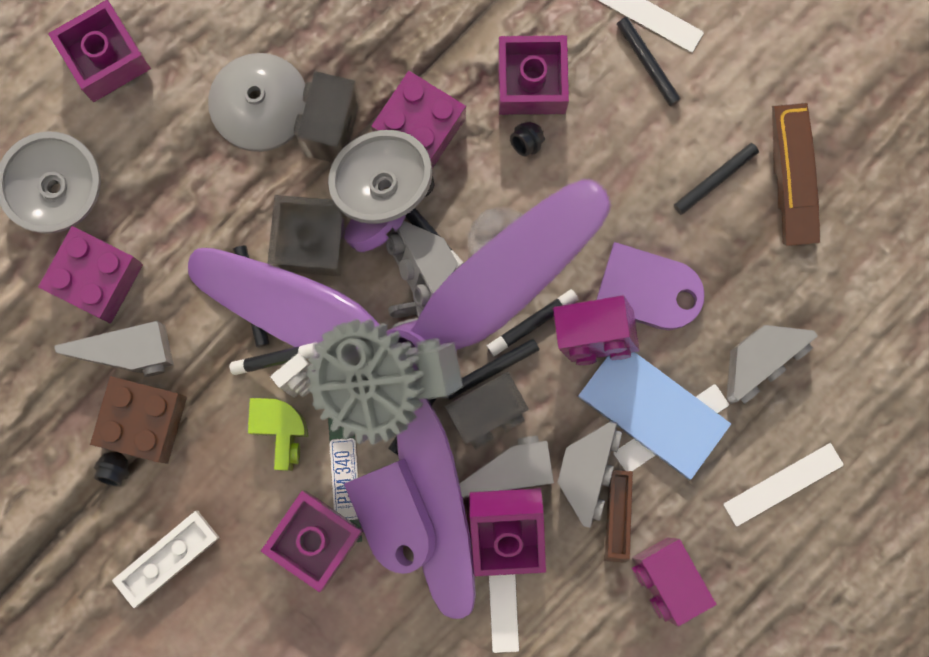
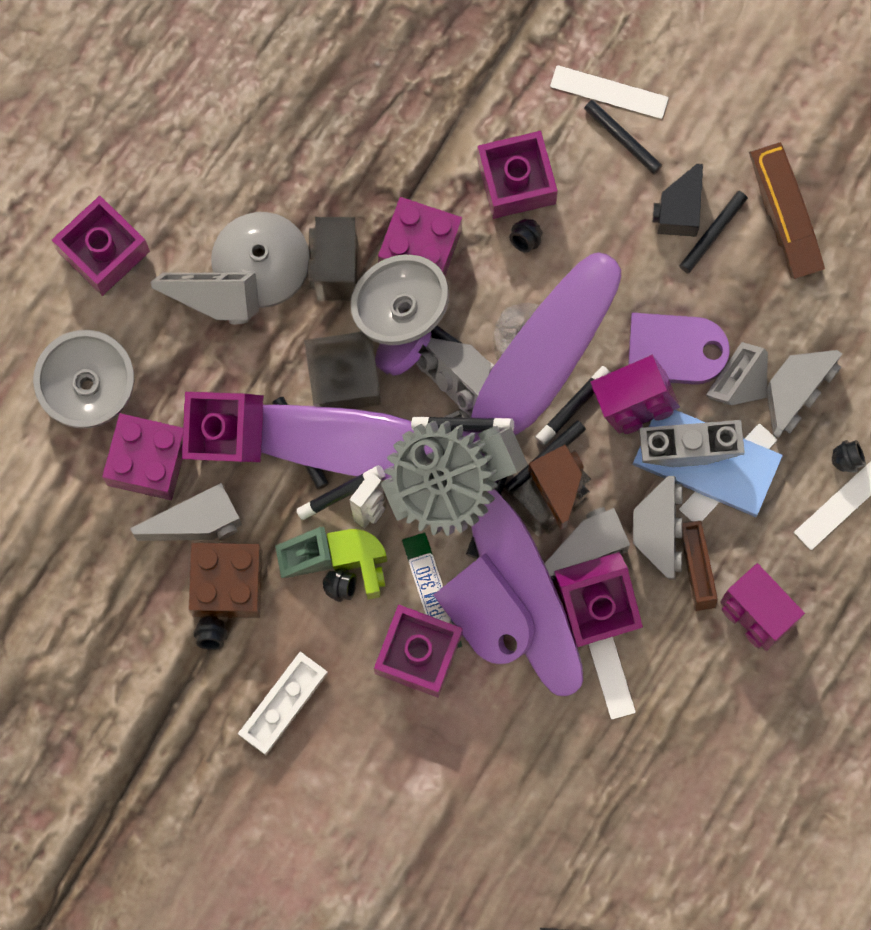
camera: 10 degrees left, 5 degrees down
(172, 264) = (222, 426): none -> magenta brick
(200, 126) = (215, 294): none -> light grey slope
(224, 411) = (304, 554): none -> sand green slope
(253, 451) = (340, 584): none -> black plate
(406, 324) = (469, 424): none -> black bar
(493, 406) = (558, 480): none -> reddish brown slope
(642, 393) = (691, 443): none -> light grey slope
(690, 144) = (680, 205): none -> black slope
(709, 334) = (742, 377): none -> light grey slope
(797, 441) = (848, 456): none -> black plate

